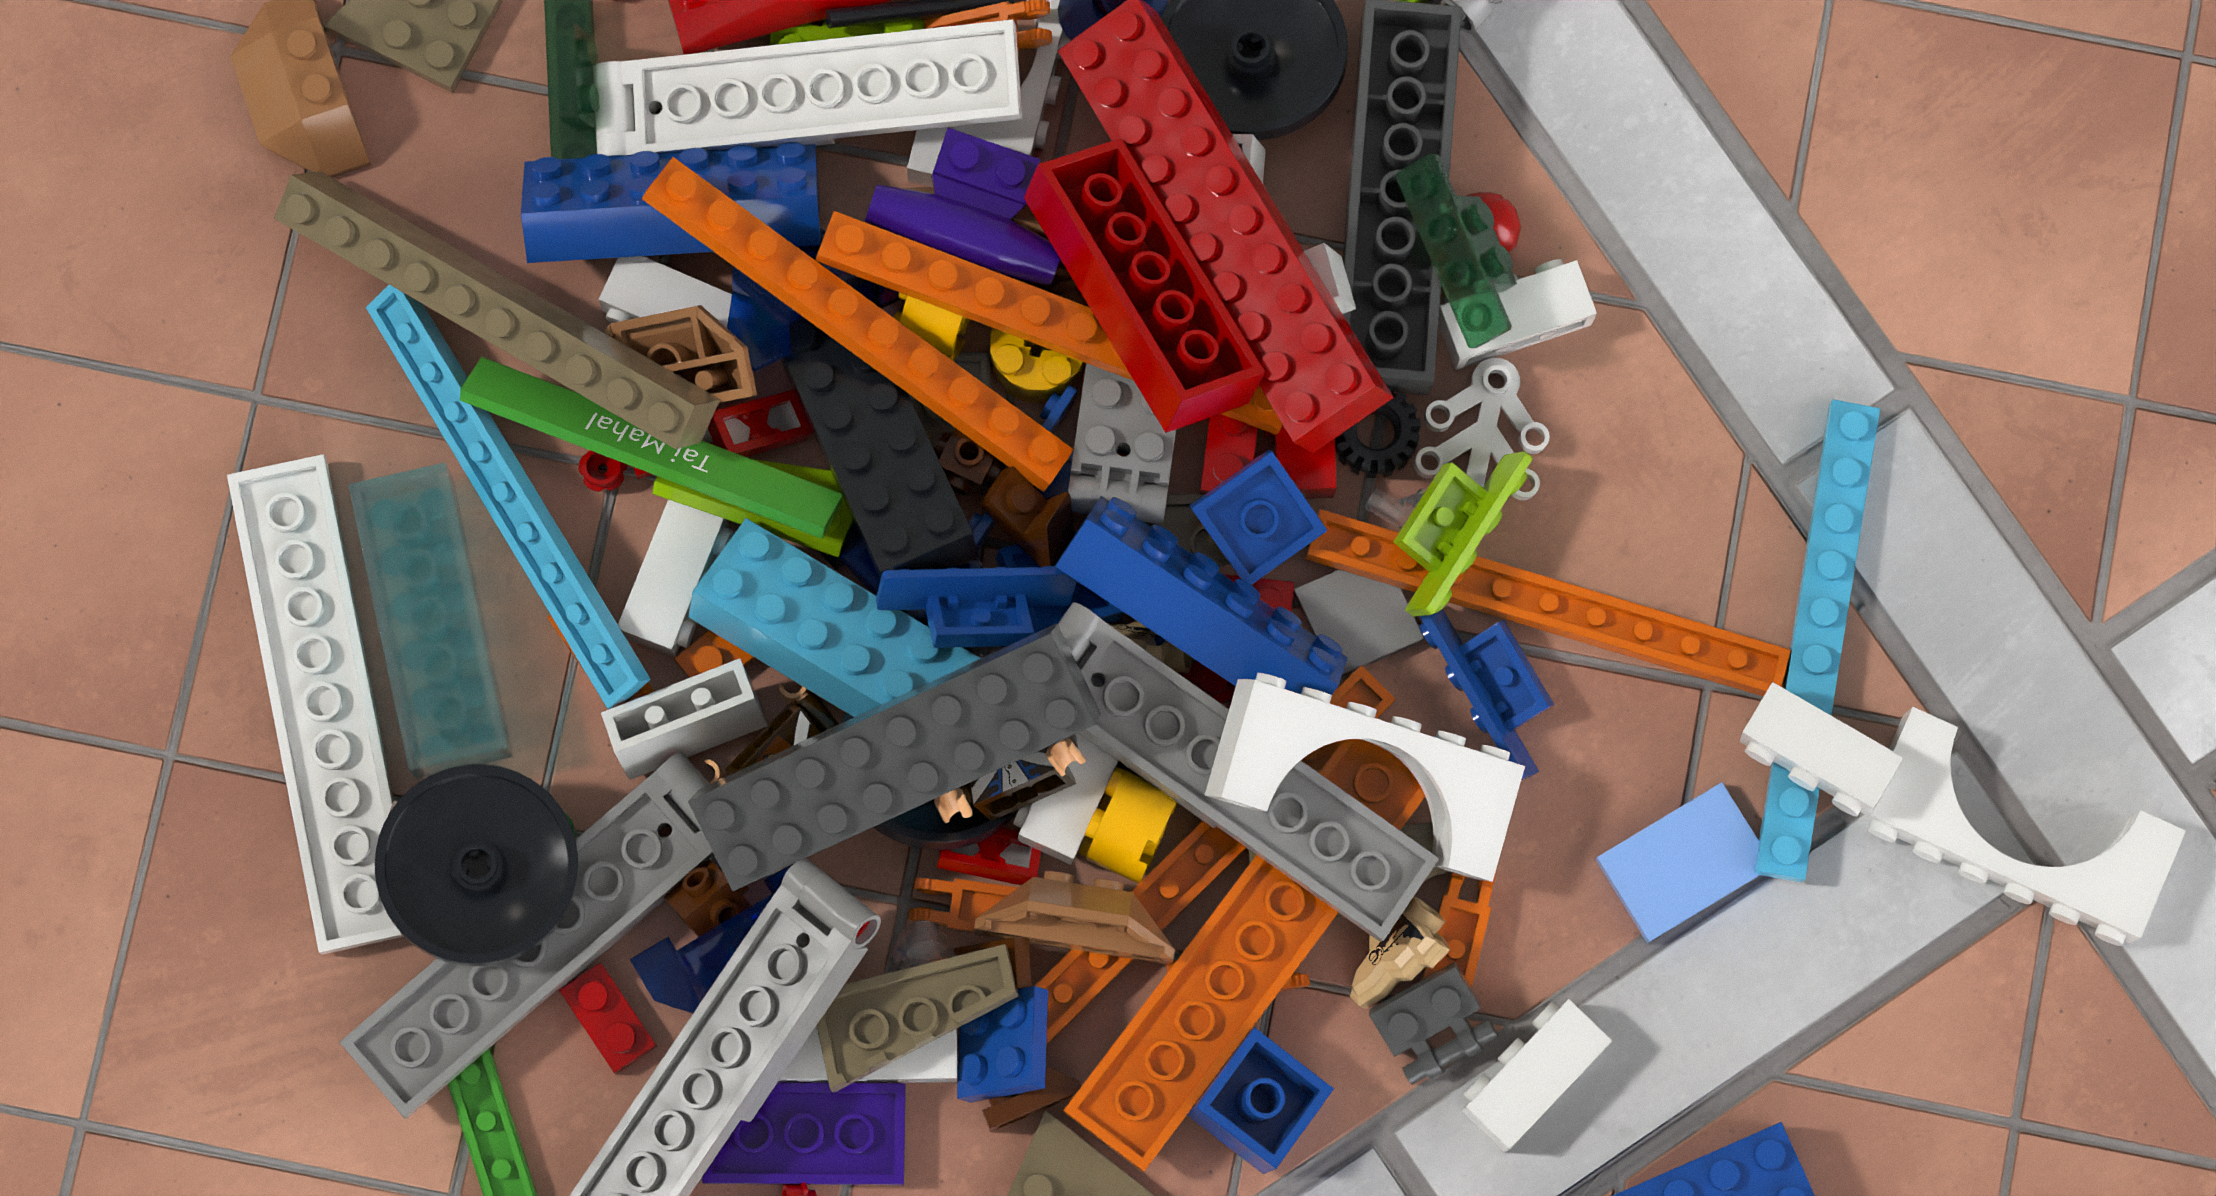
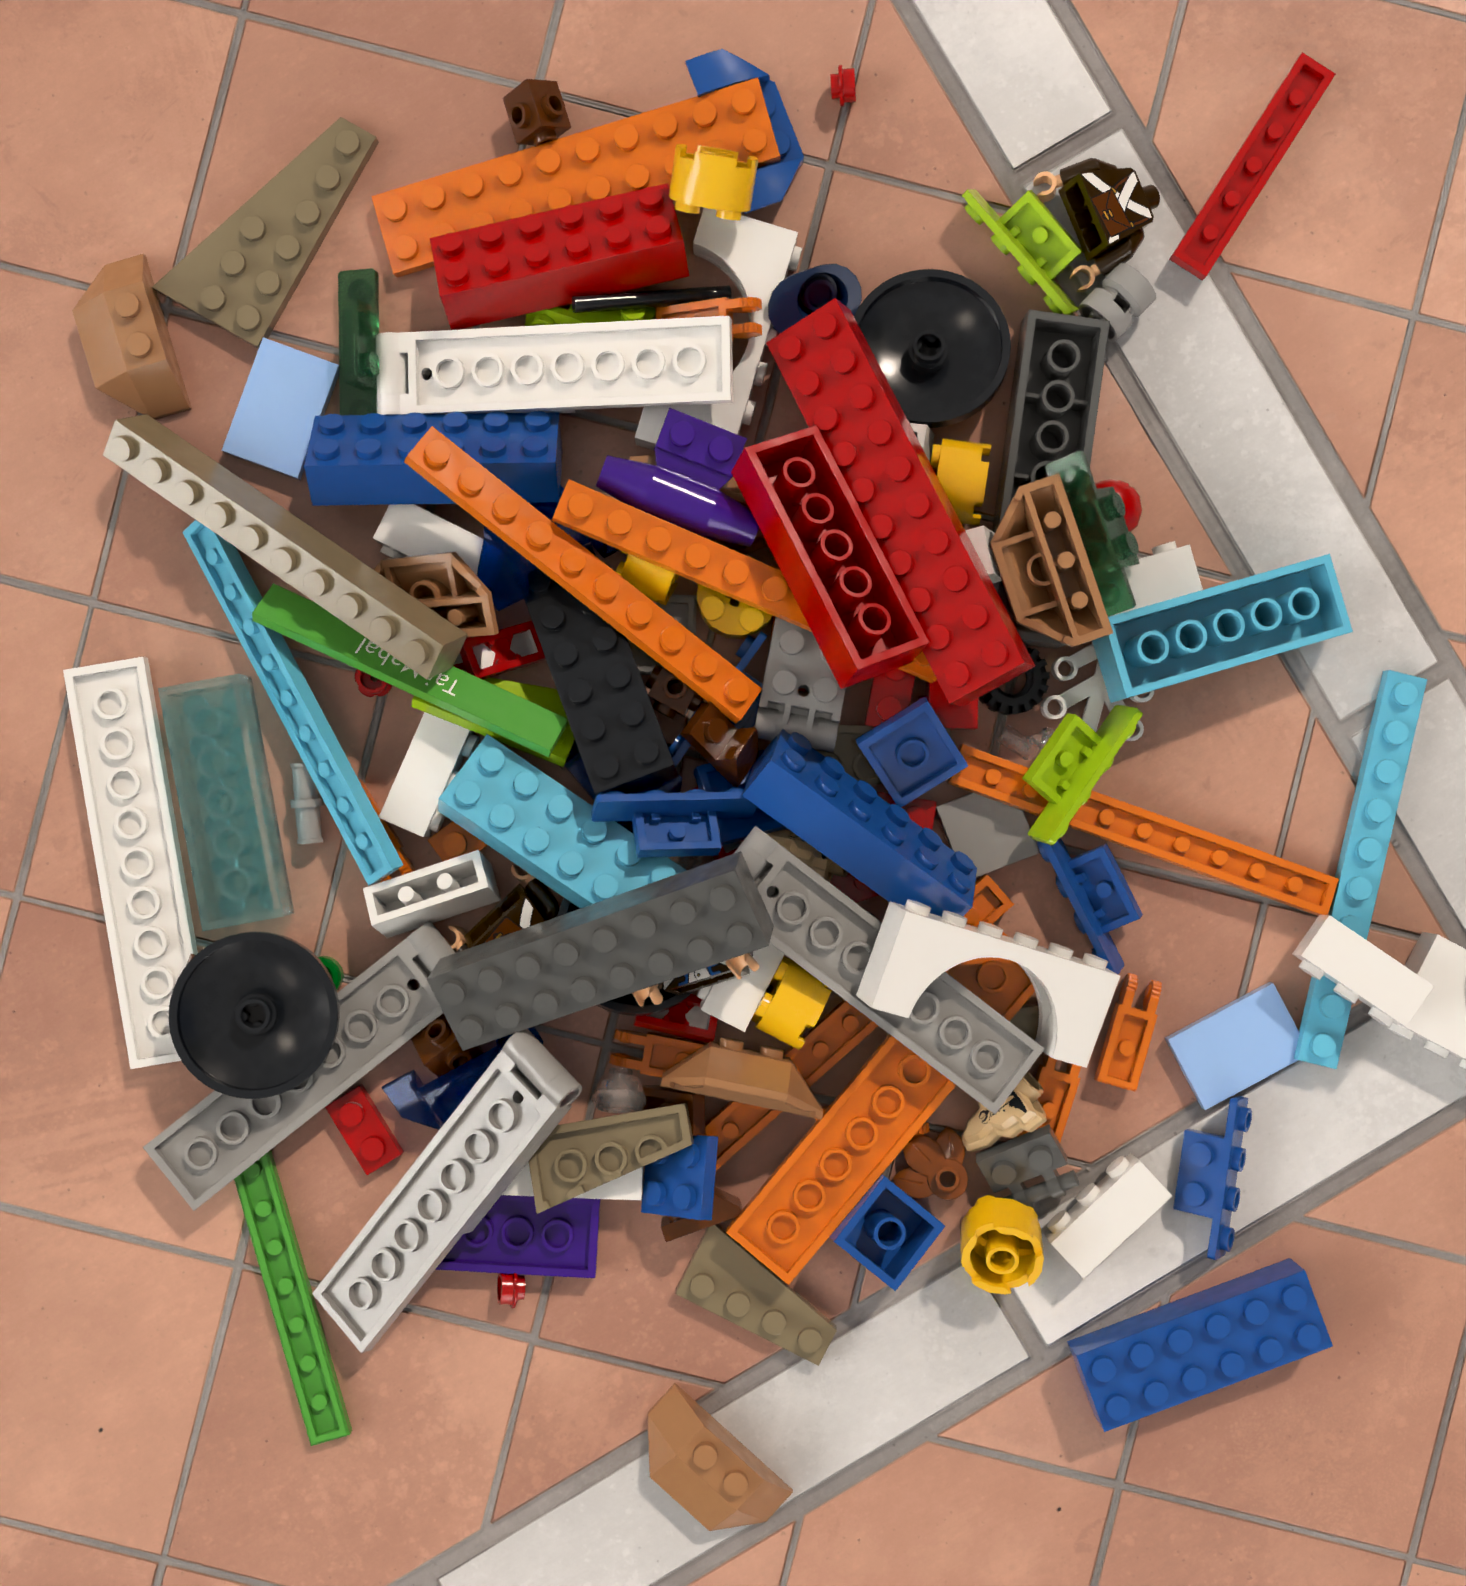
camera: 15 degrees right, 10 degrees up
(480, 158) = (280, 408): none -> light blue tile
(525, 622) = (306, 805): none -> light grey pin
(1300, 192) = (962, 475): none -> yellow brick
(1313, 1020) = (927, 1163): none -> dark orange plate
(1402, 285) = (1048, 566): none -> medium nougat wedge
(1426, 1129) = (1001, 1244): none -> yellow brick
(1548, 857) = (1128, 1036): none -> orange hinge
(1618, 355) = (1221, 628): none -> medium azure brick
(1663, 1020) = (1210, 1174): none -> blue bracket

